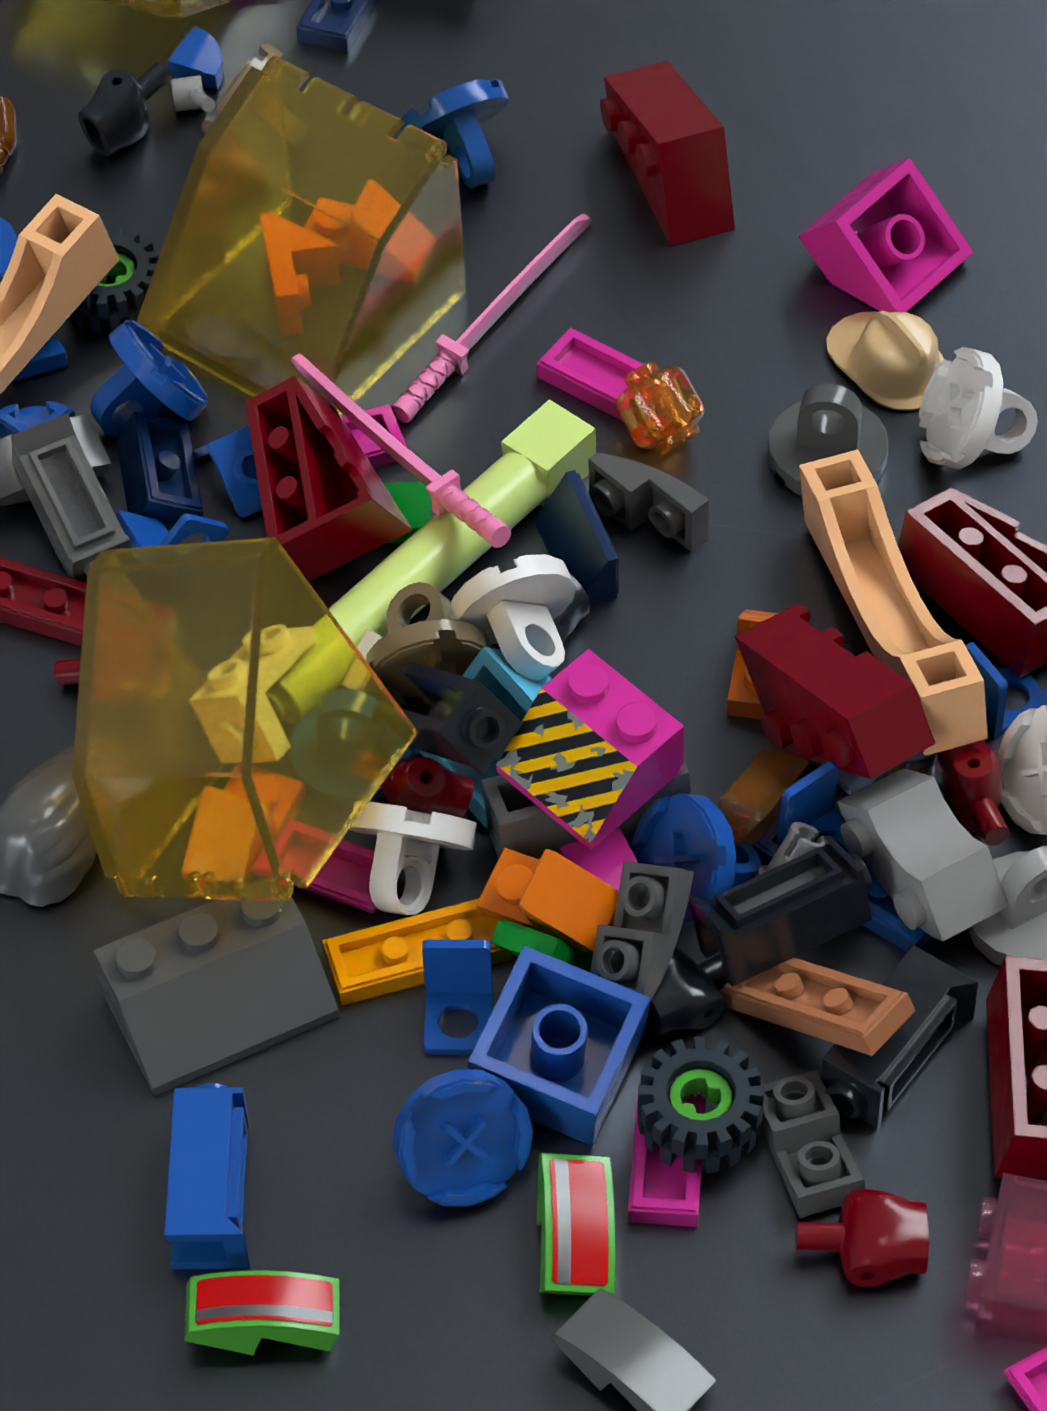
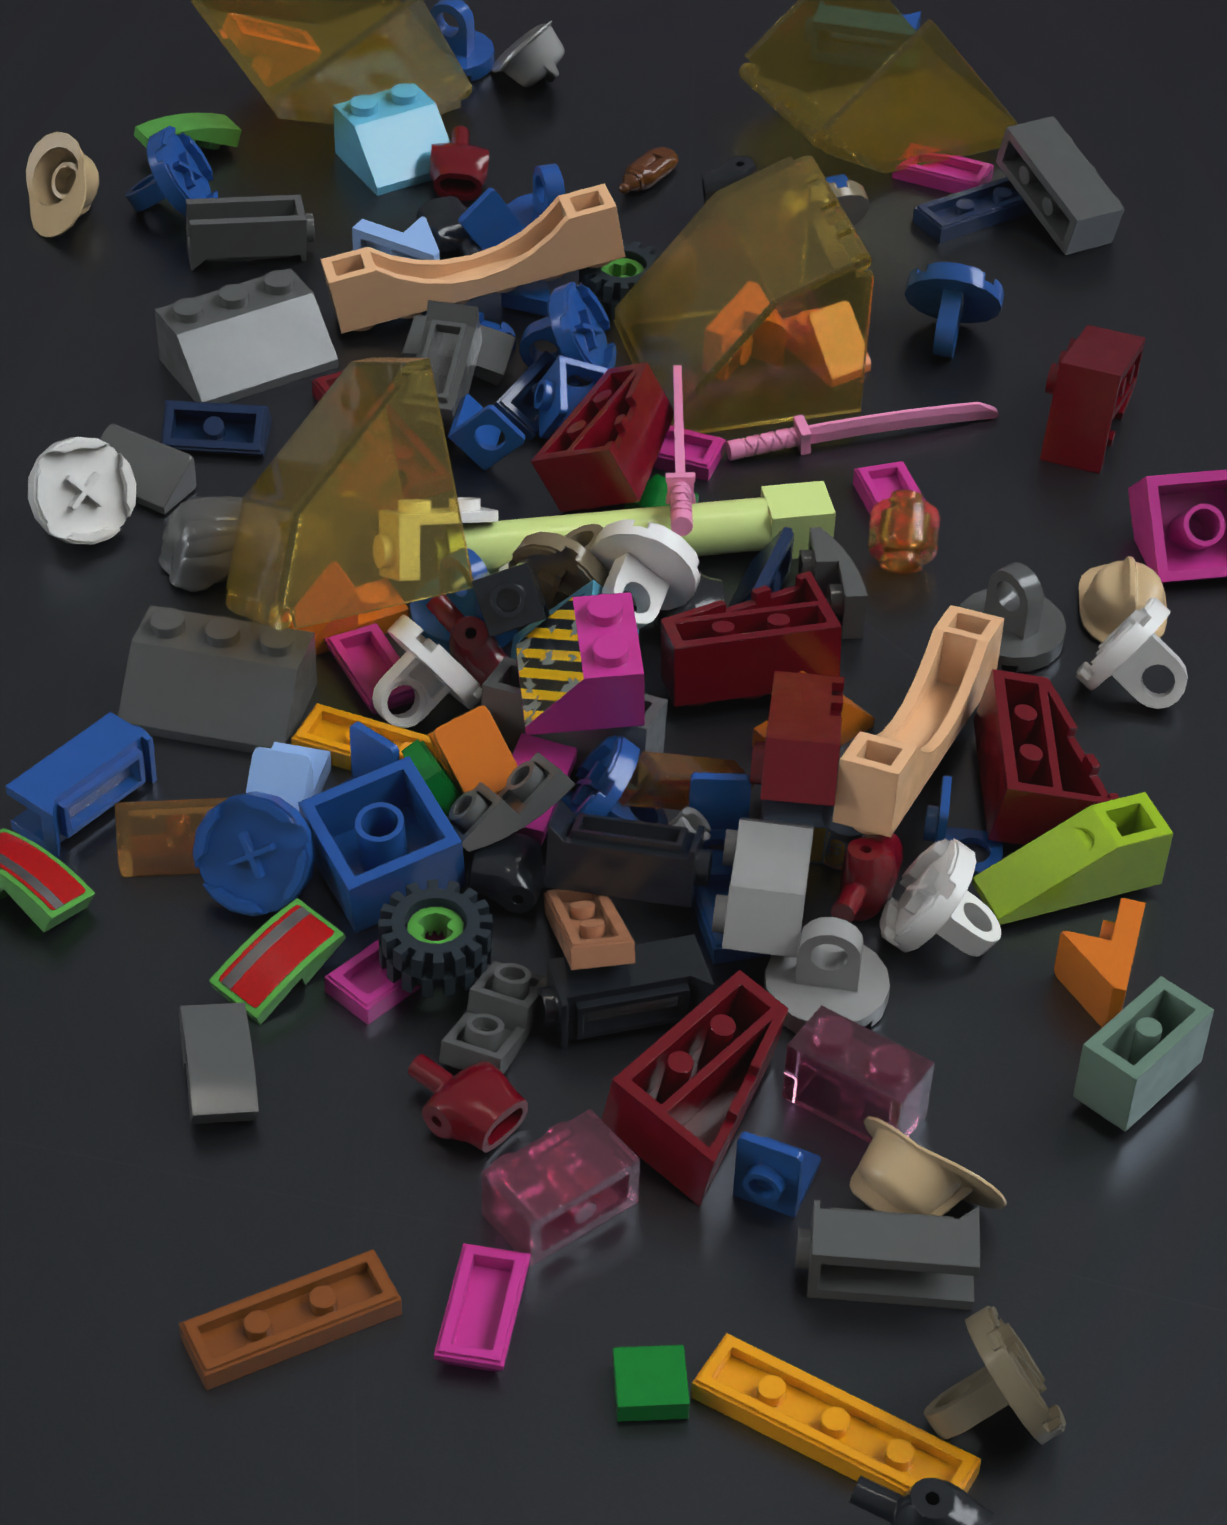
camera: 35 degrees right, 10 degrees down
(200, 458) = (551, 391): none -> blue bracket
(347, 1172) = (159, 835): none -> clear orange slope
(387, 1046) = (289, 771): none -> light blue slope
(665, 603) = (735, 649): none -> dark red wedge

